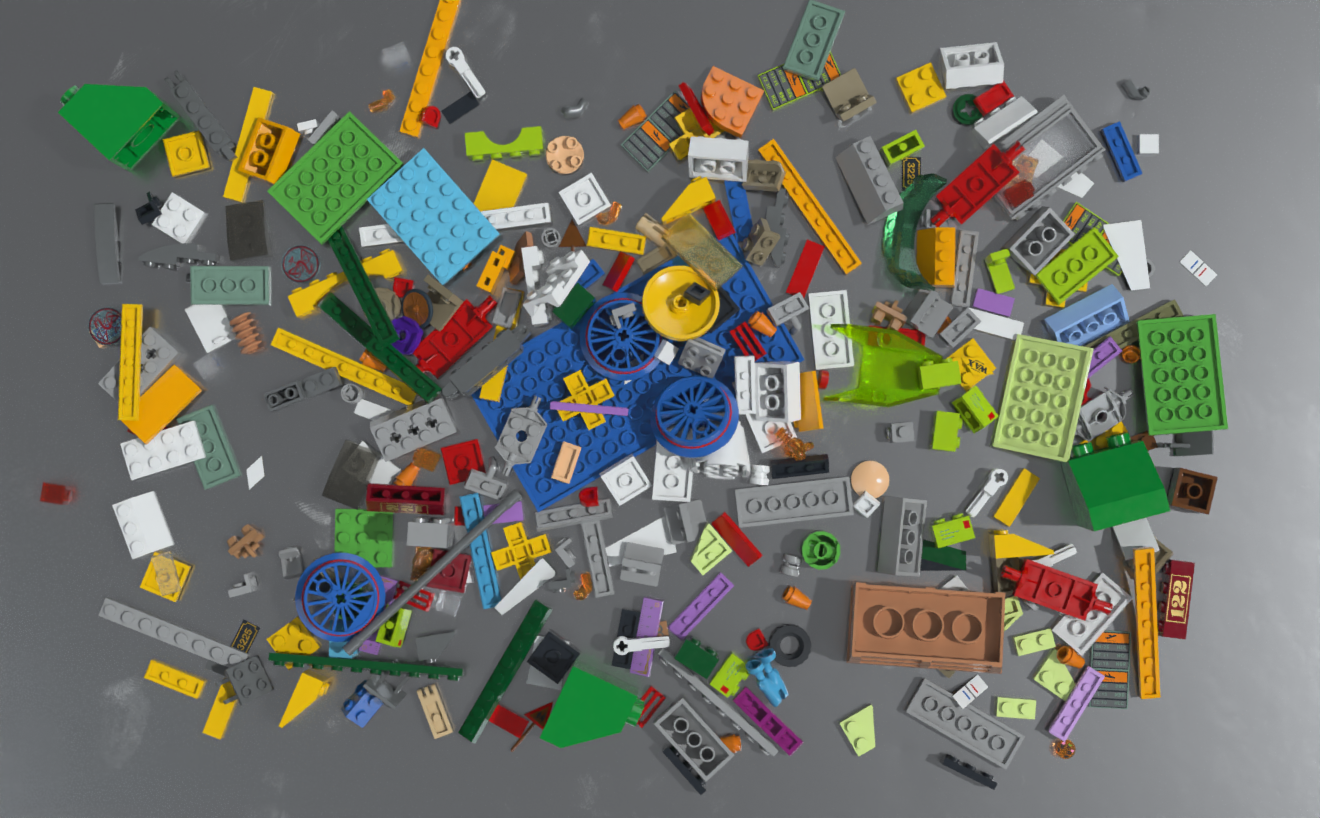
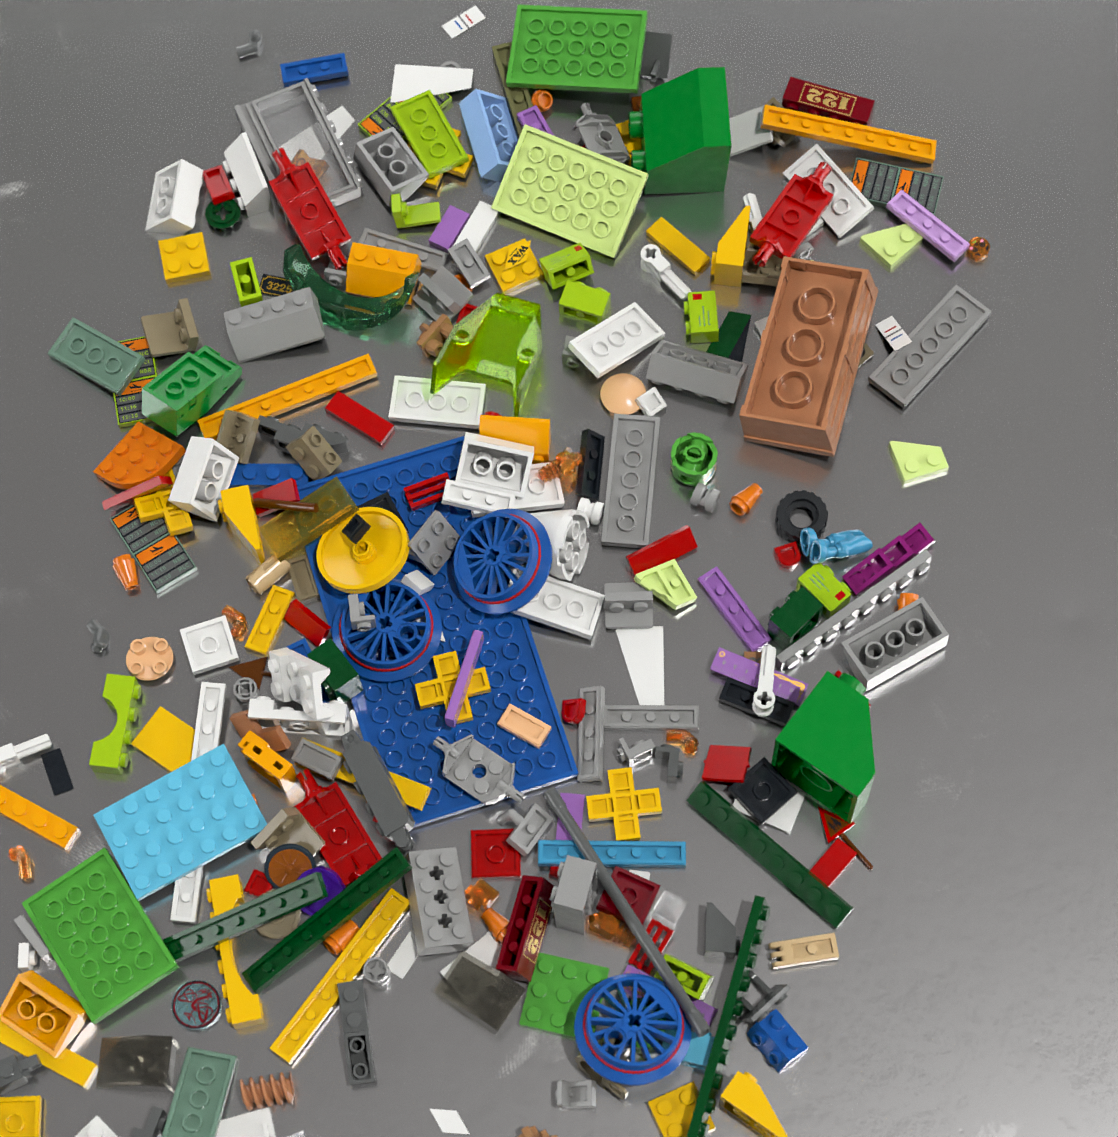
camera: 75 degrees left, 20 degrees down
(430, 116) = (57, 806): red tile -> none
(528, 584) = (662, 795): white sticker -> none
(569, 625) = (726, 763): none -> red piece
(625, 479) = (561, 662): white plate -> none
(642, 564) = (669, 665): light grey bracket -> none
(685, 769) = (930, 663): black plate -> none
(710, 231) = (286, 505): none -> reddish brown bar
(762, 324) = (409, 471): orange cone -> none
(788, 310) = (403, 439): light grey plate -> none
(797, 126) = (188, 389): none -> green piece
(913, 465) = (616, 340): none -> white plate
(939, 375) = (517, 292): lime brick -> none
(969, 771) = (987, 351): black plate -> none
(1015, 707) = (921, 291): yellowish green plate -> none
(1019, 193) = (331, 170): clear red brick -> none
(1034, 641) = (848, 251): yellowish green plate -> none
(1068, 656) = (872, 222): orange cone -> none
(1148, 144) = (313, 44): white tile -> none
(1192, 490) = (710, 53): reddish brown brick -> none

